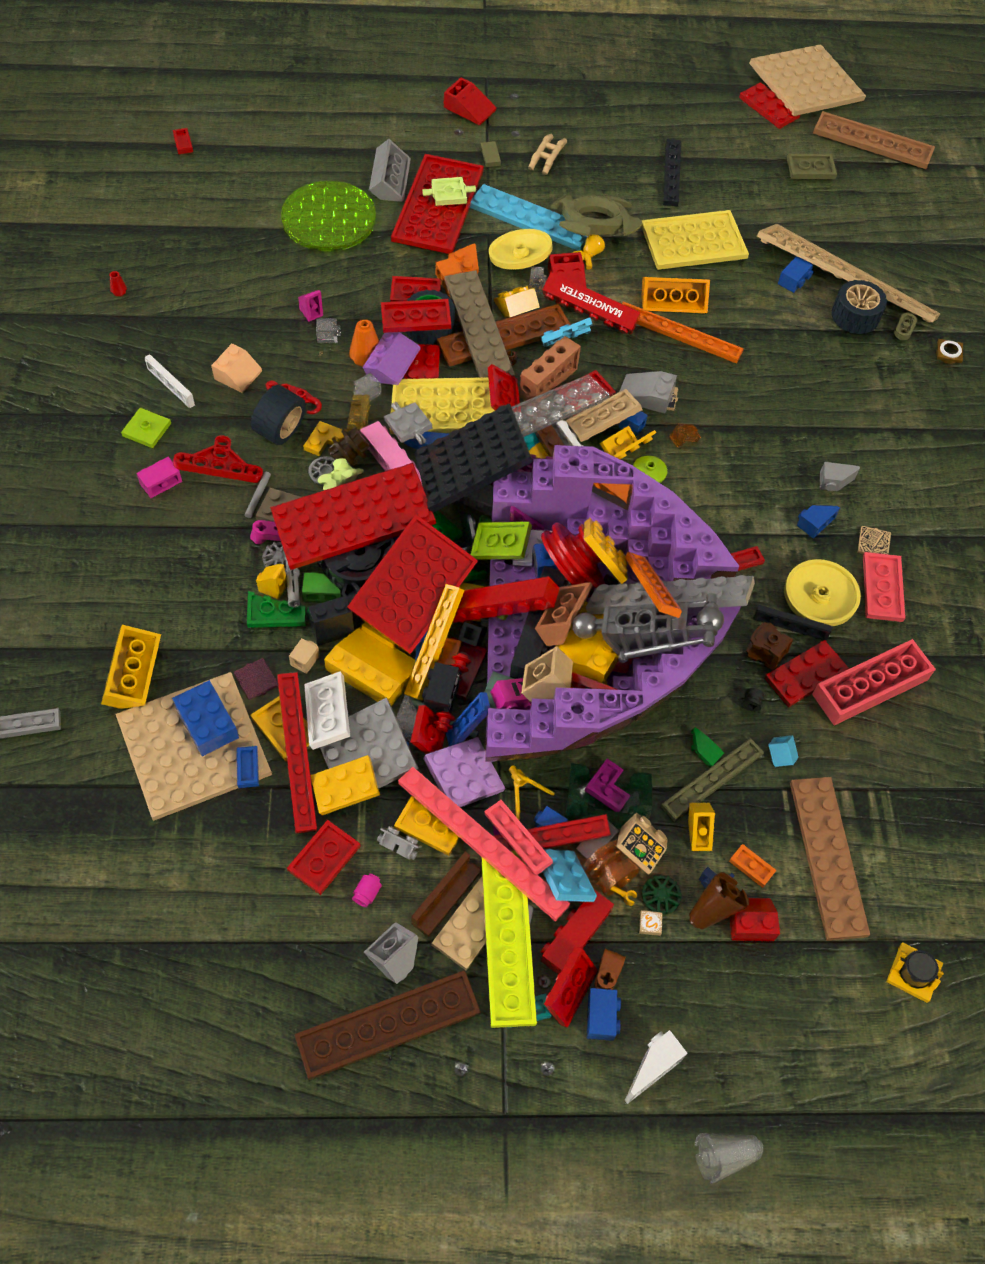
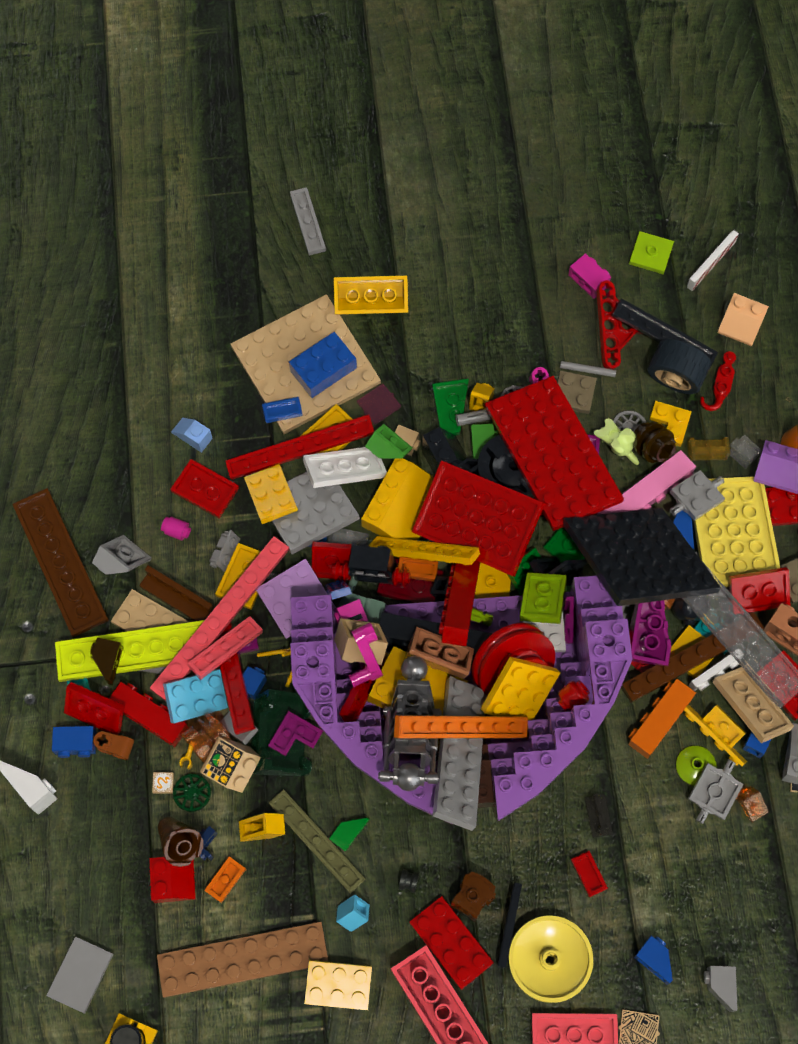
camera: 90 degrees right, 10 degrees up
(228, 432) = (655, 327): none -> black plate
(254, 865) = (193, 433): none -> light blue slope
(312, 664) = (387, 444): none -> bright green slope
(520, 962) = (107, 657): none -> dark brown slope
(571, 662) = (364, 636): none -> dark pink beam
(613, 510) = (573, 694): none -> red head
(675, 456) = (715, 791): none -> light grey plate
(850, 769) = (338, 984): none -> yellow plate
(851, 1020) = (80, 975): none -> light grey tile

